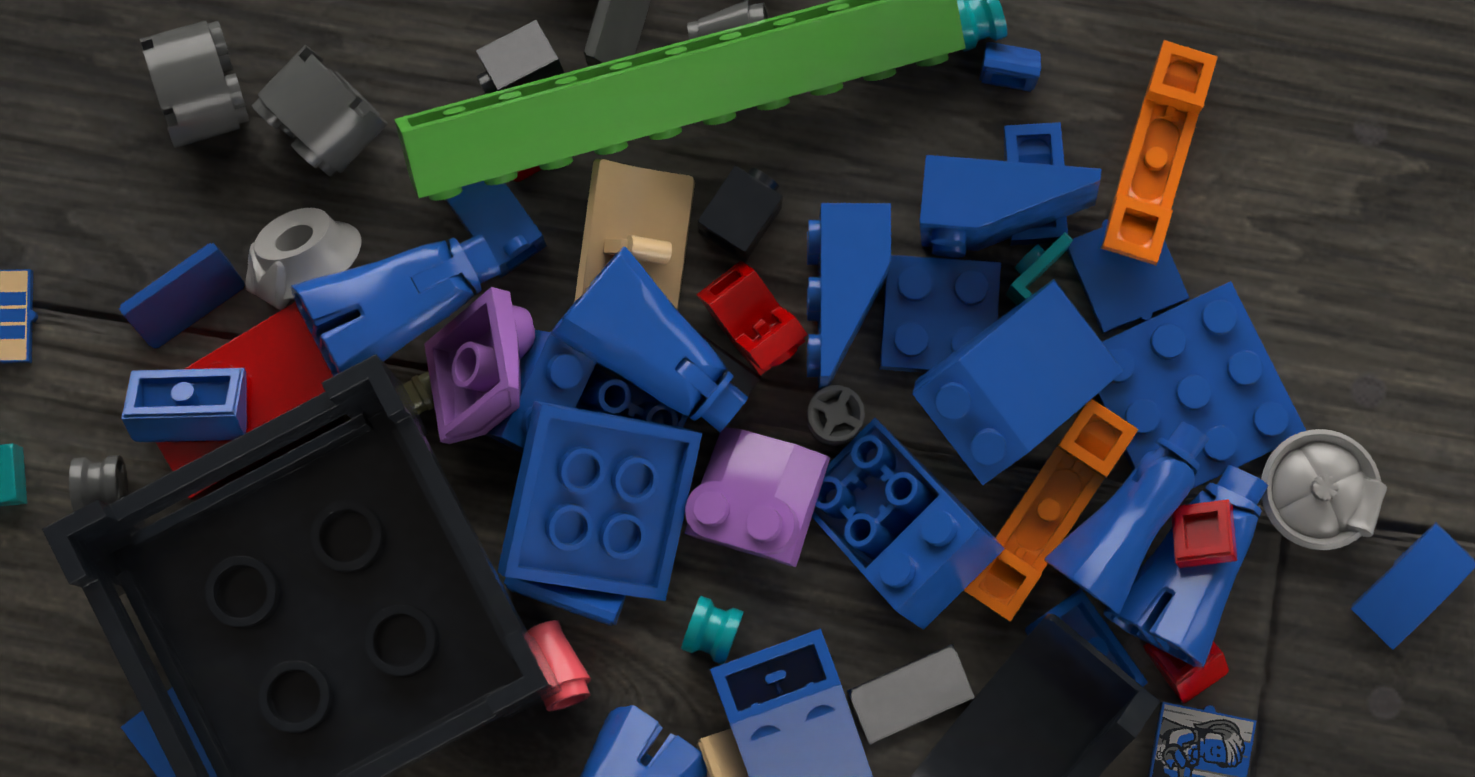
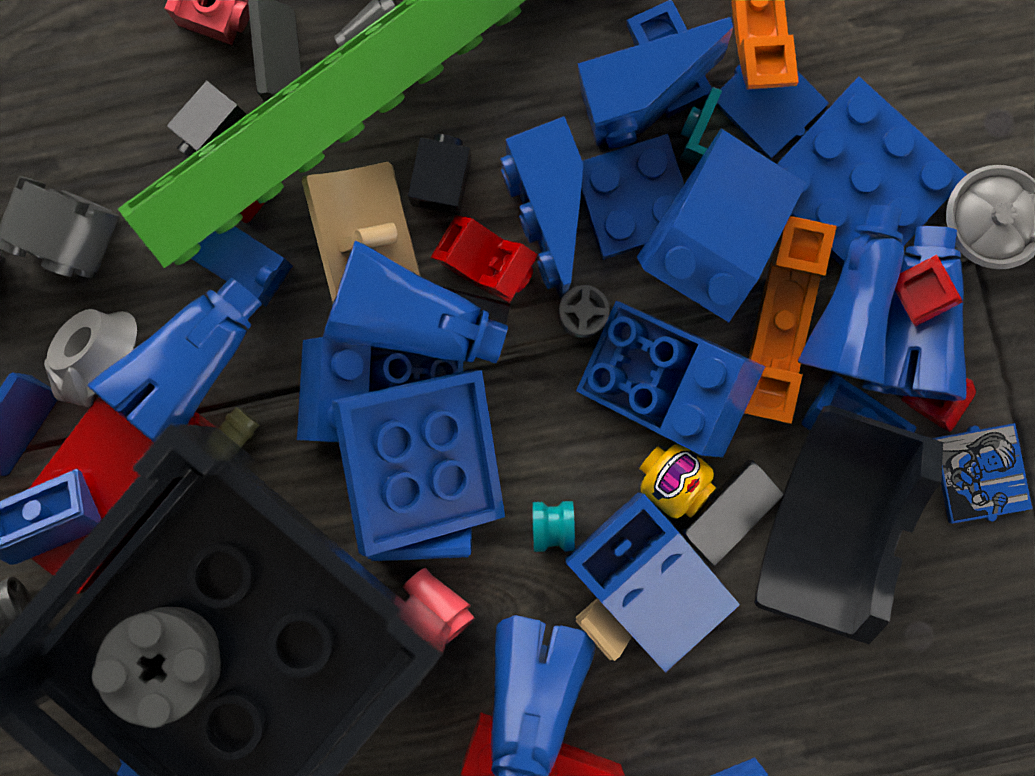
camera: 25 degrees left, 5 degrees up
(219, 588) = (127, 663): none -> dark grey brick
(478, 366) = (274, 387): medium lavender slope -> none
(757, 495) = (546, 402): medium lavender slope -> none
(863, 634) = (677, 480): none -> yellow head

